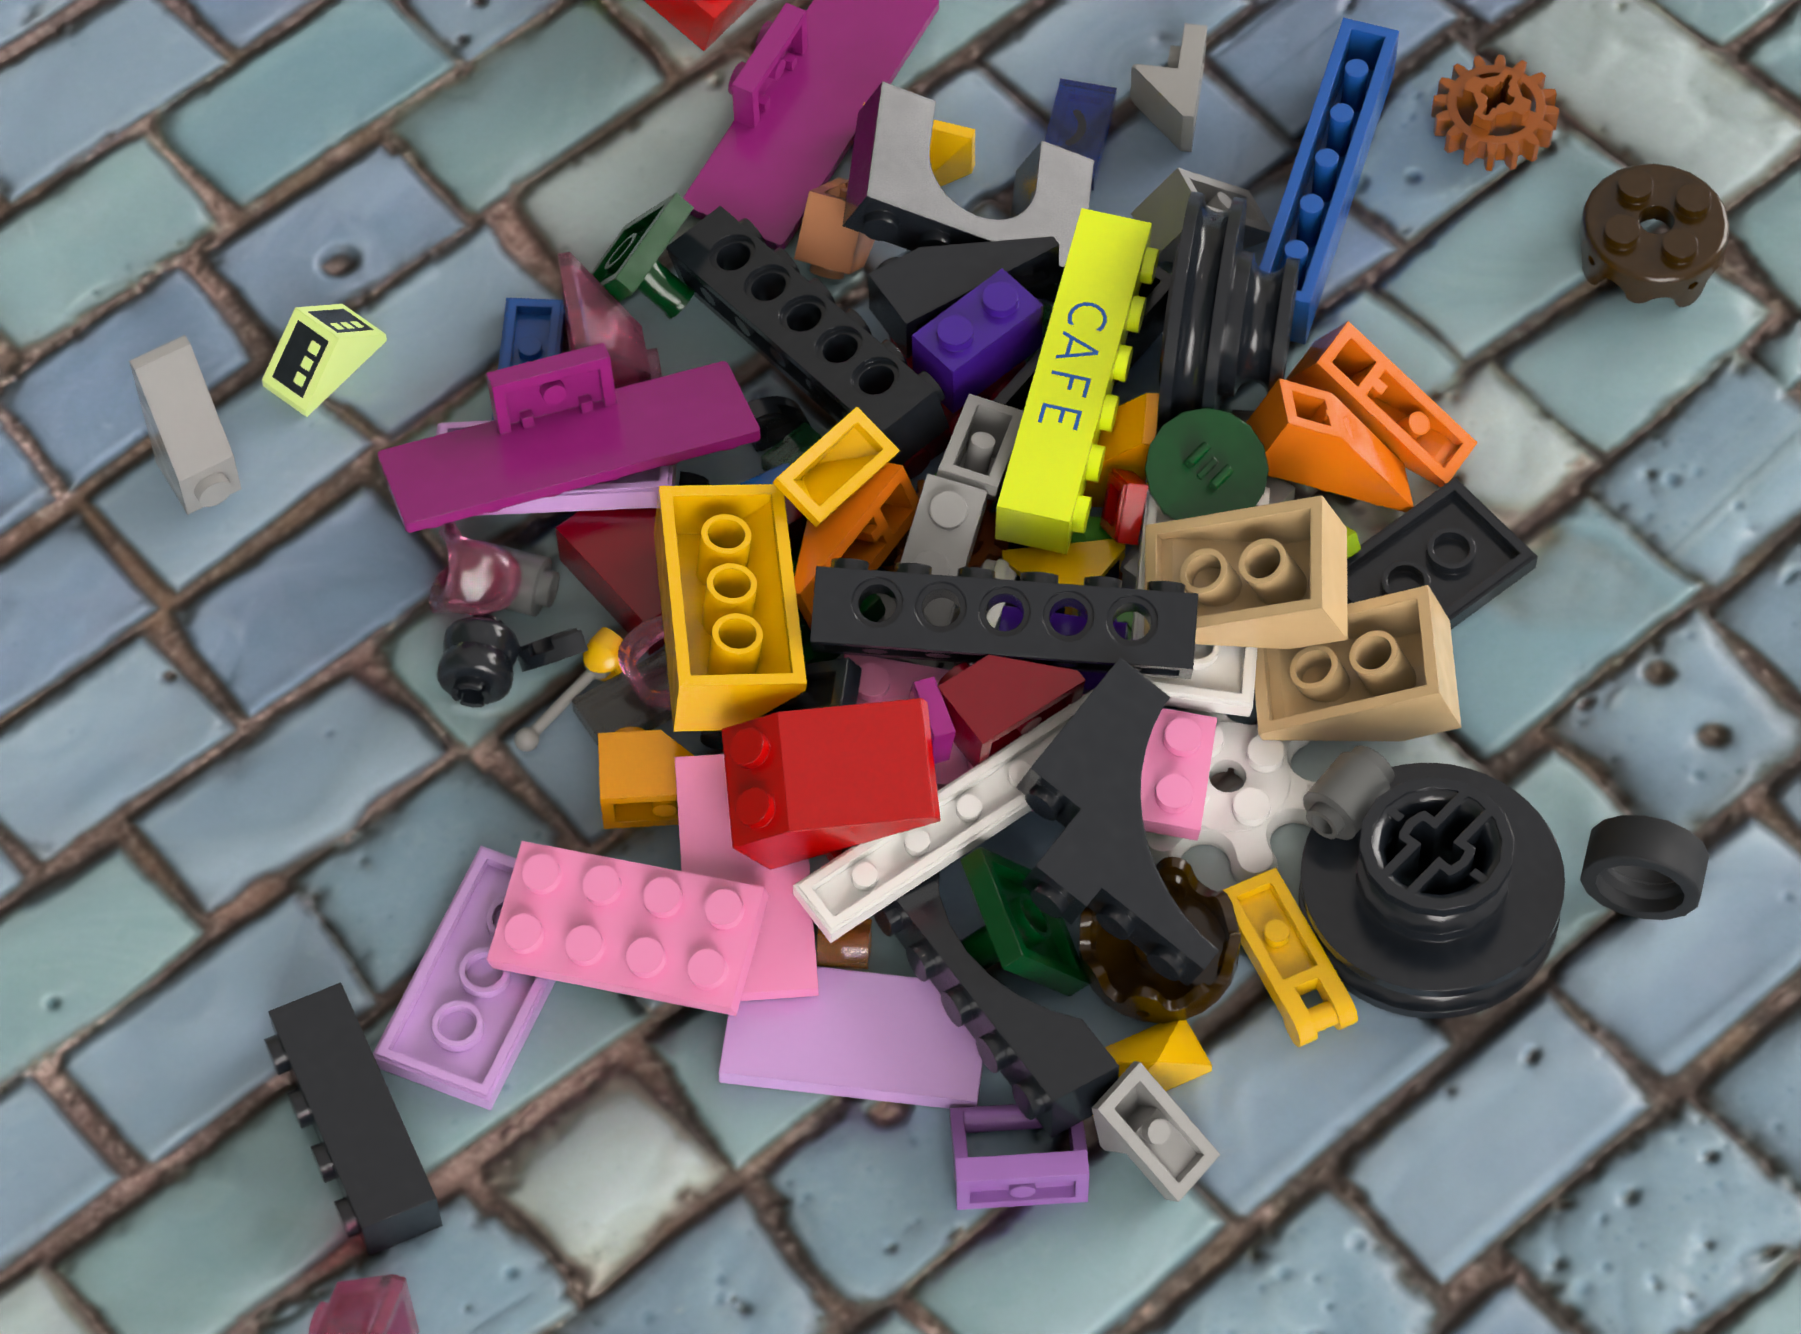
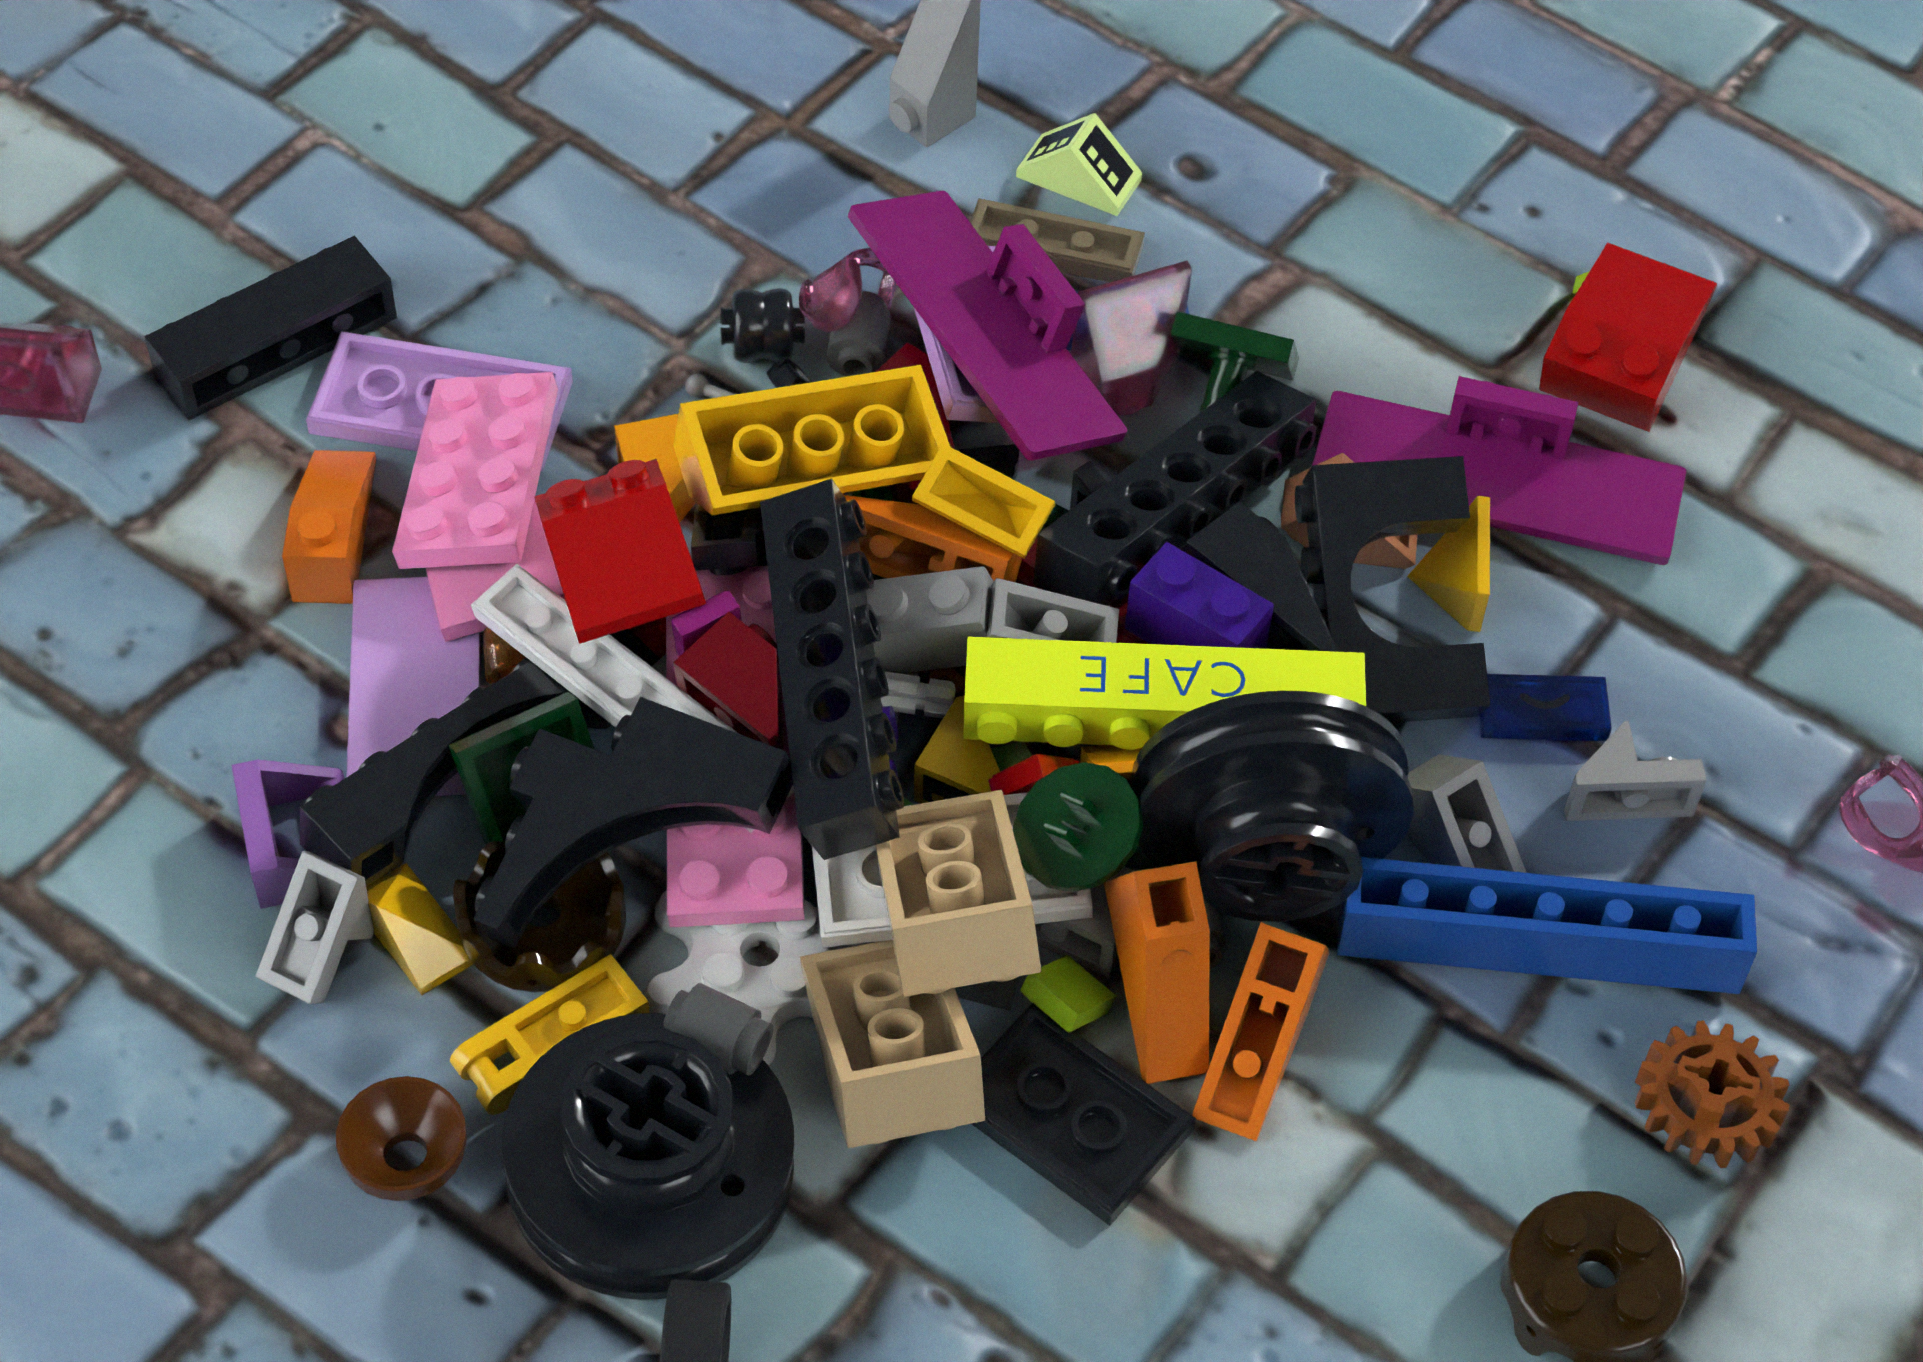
camera: 75 degrees right, 5 degrees down
(416, 391) = (1071, 243): none -> dark tan tile
(635, 1085) = (328, 526): none -> orange slope
(1394, 1056) = (395, 1113): none -> reddish brown piece

